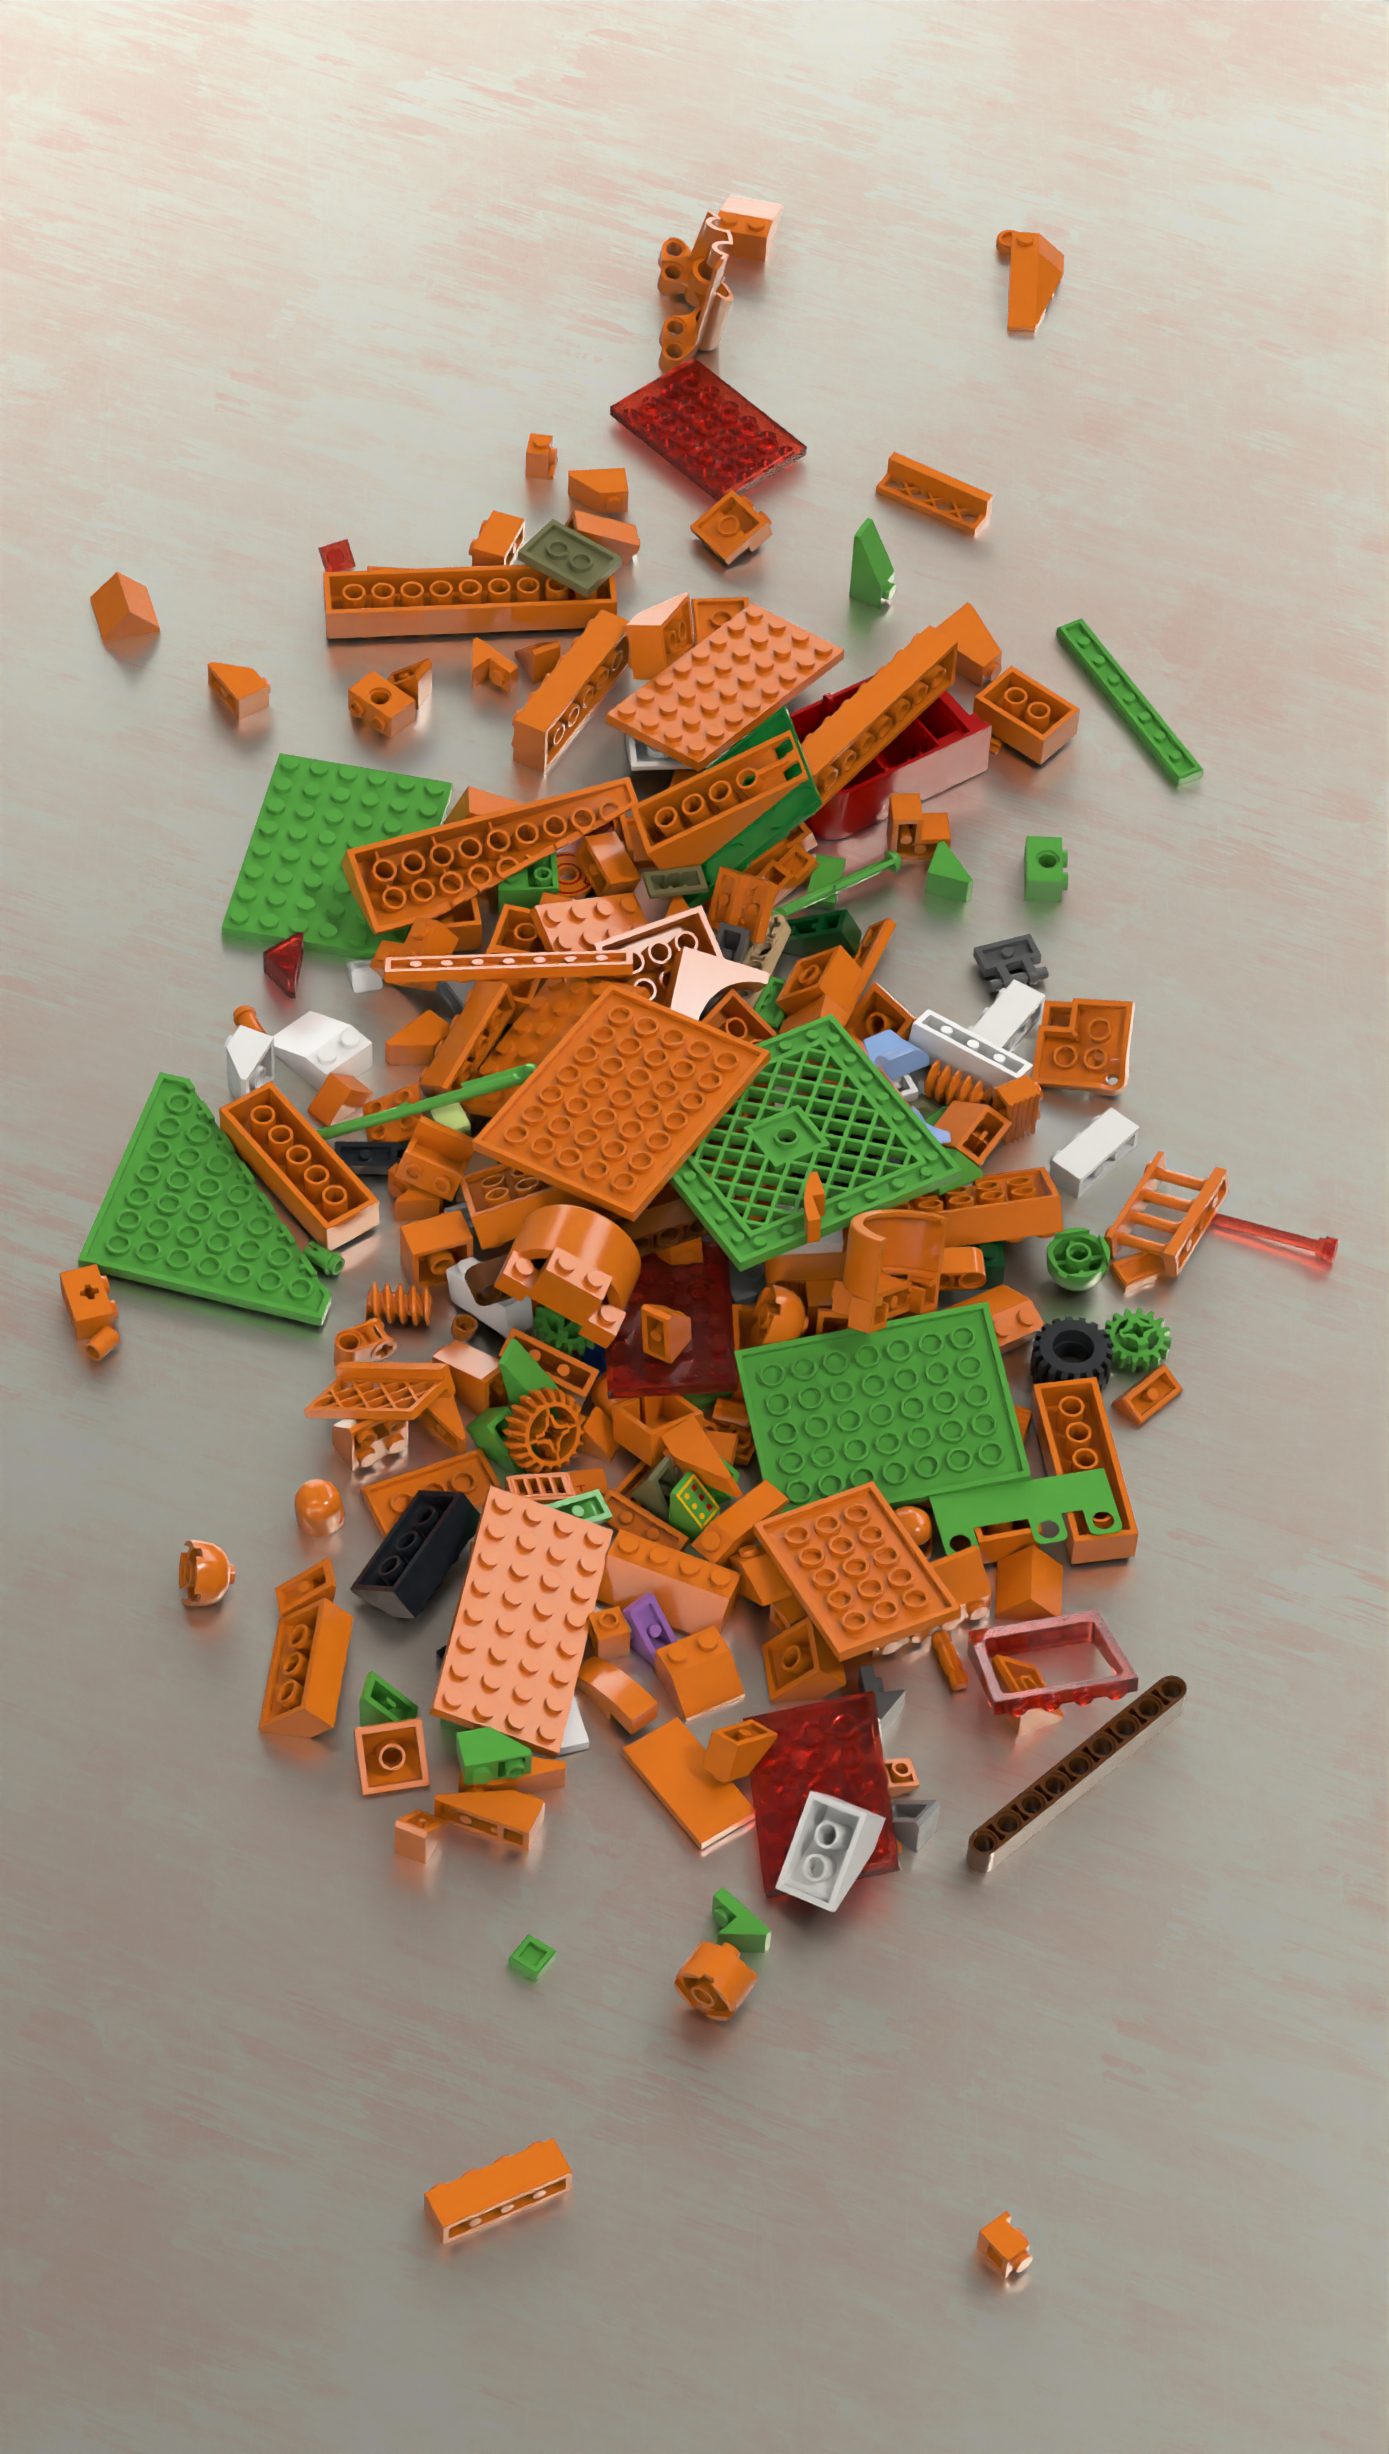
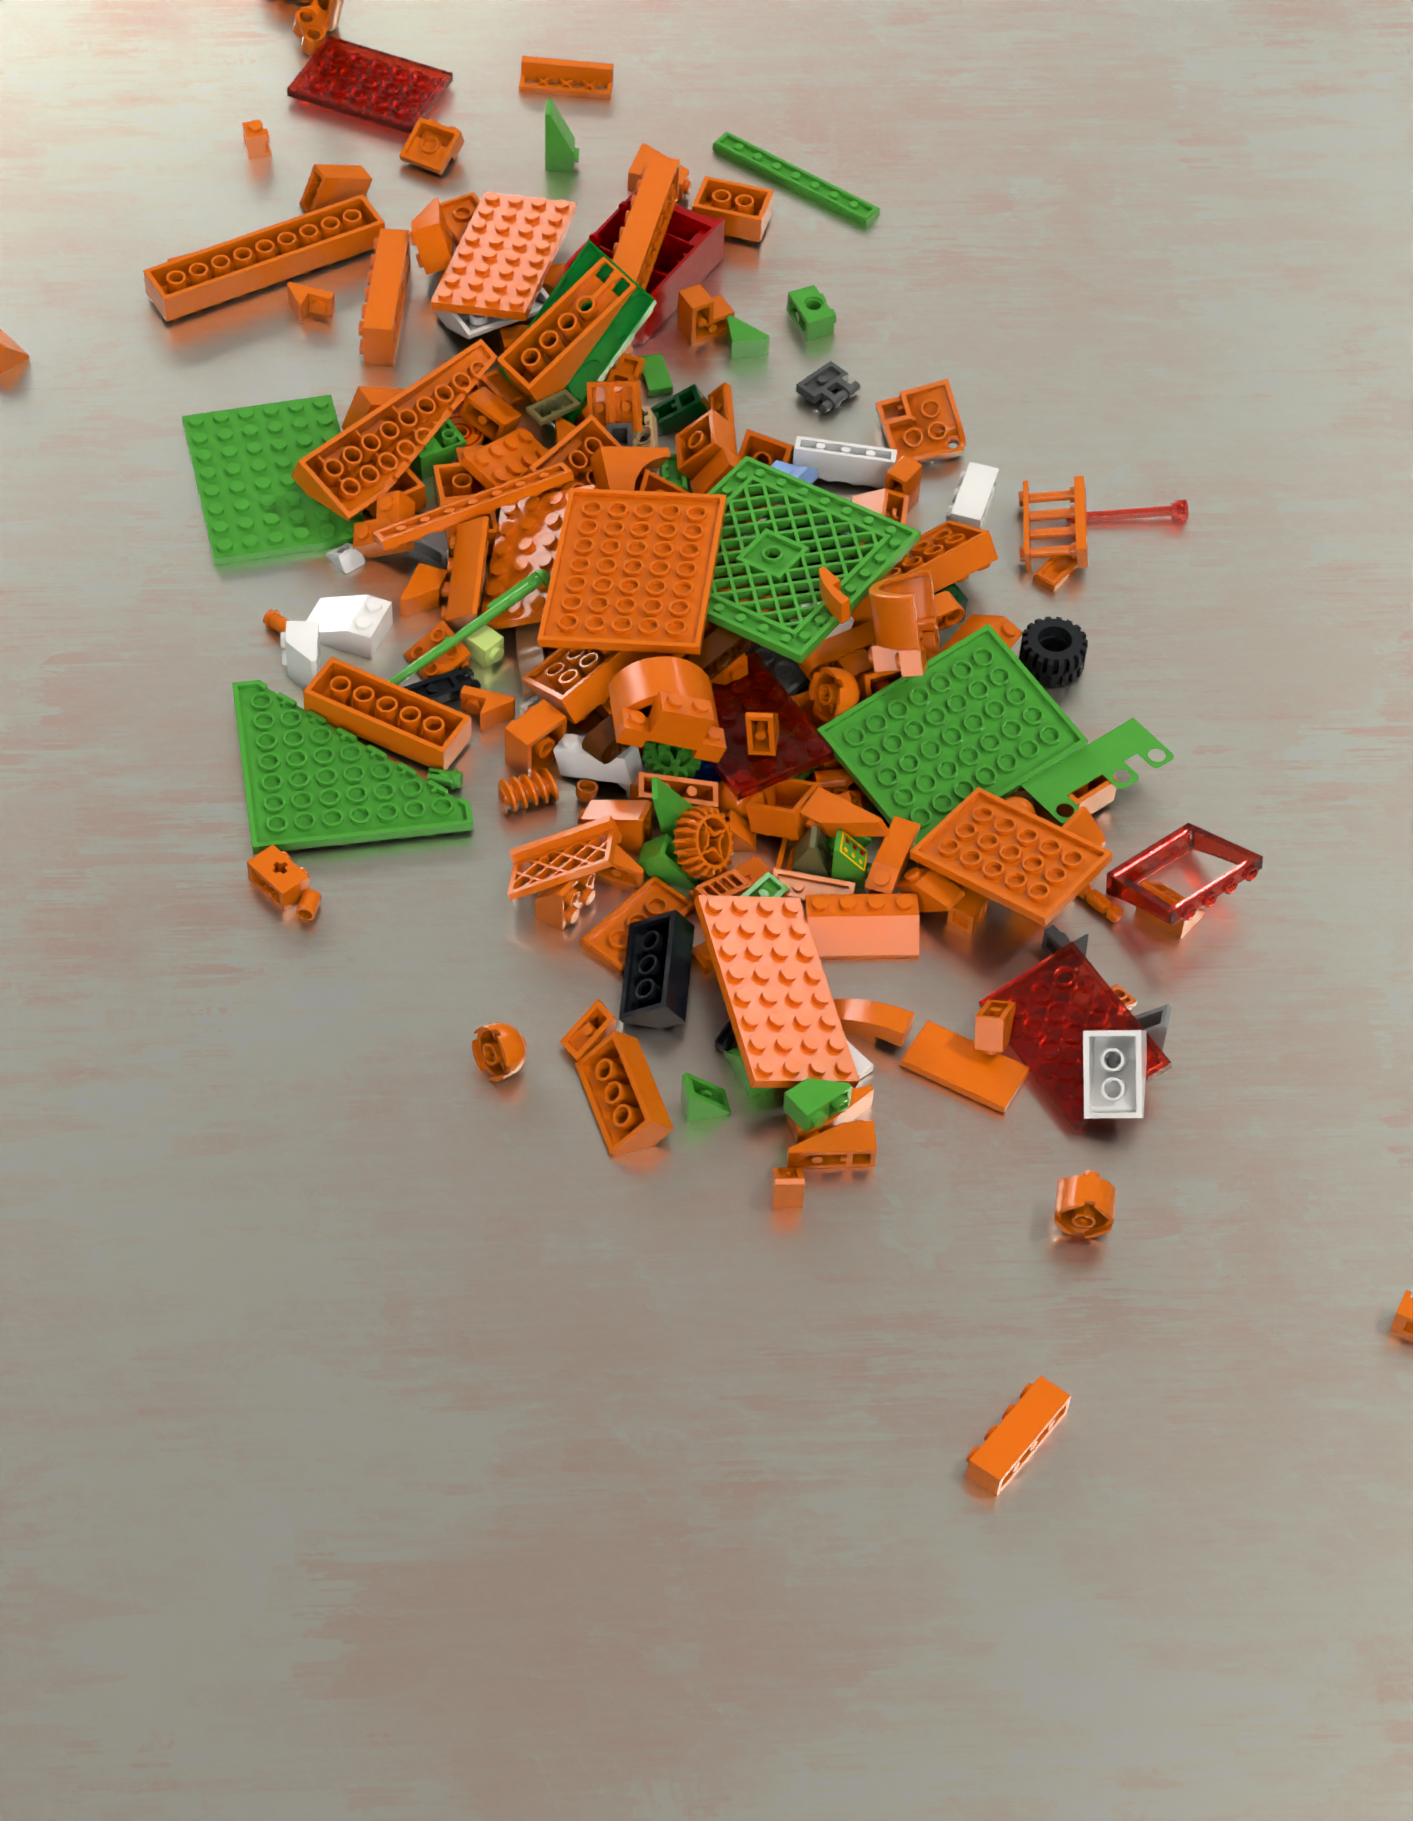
camera: 25 degrees left, 0 degrees up
(239, 688) = (120, 378): orange slope -> none
(284, 963) = (282, 570): clear red slope -> none
(319, 1508) = (558, 967): orange helmet -> none
(337, 556) = (140, 259): clear red plate -> none
(338, 1099) = (384, 655): orange slope -> none
(363, 1343) = (516, 831): orange piece -> none
(381, 704) = (241, 355): orange brick -> none
(391, 1756) = (730, 1134): orange slope -> none
(414, 681) = (253, 333): orange slope -> none
(435, 1158) = (493, 670): orange panel -> none
(498, 540) = (259, 208): orange brick -> none
(532, 1957) = (929, 1245): bright green tile -> none
(539, 659) = (344, 284): orange slope -> none
(569, 558) = (331, 200): olive plate -> none
(600, 489) = (314, 148): orange slope -> none
(609, 1633) = (841, 976): orange brick -> none
(648, 1627) = (869, 964): medium lavender slope -> none
(698, 1673) = (924, 981): orange slope -> none
(739, 1924) = (1071, 1154): bright green slope -> none
(801, 1665) = (996, 943): orange slope -> none
(891, 861) = (699, 342): bright green bar -> none
(948, 1088) = (845, 487): orange piece -> none
(1010, 1016) = (854, 420): white brick -> none
(1028, 1586) = (1123, 826): orange slope -> none
(1071, 1785) = (1244, 950): reddish brown beam -> none
(1077, 1259) = (1015, 577): bright green cylinder -> none
(1077, 1439) = (1099, 707): orange brick -> none
(1137, 1339) = (1090, 618): bright green gear -> none
(1148, 1395) = (1117, 658): orange slope -> none

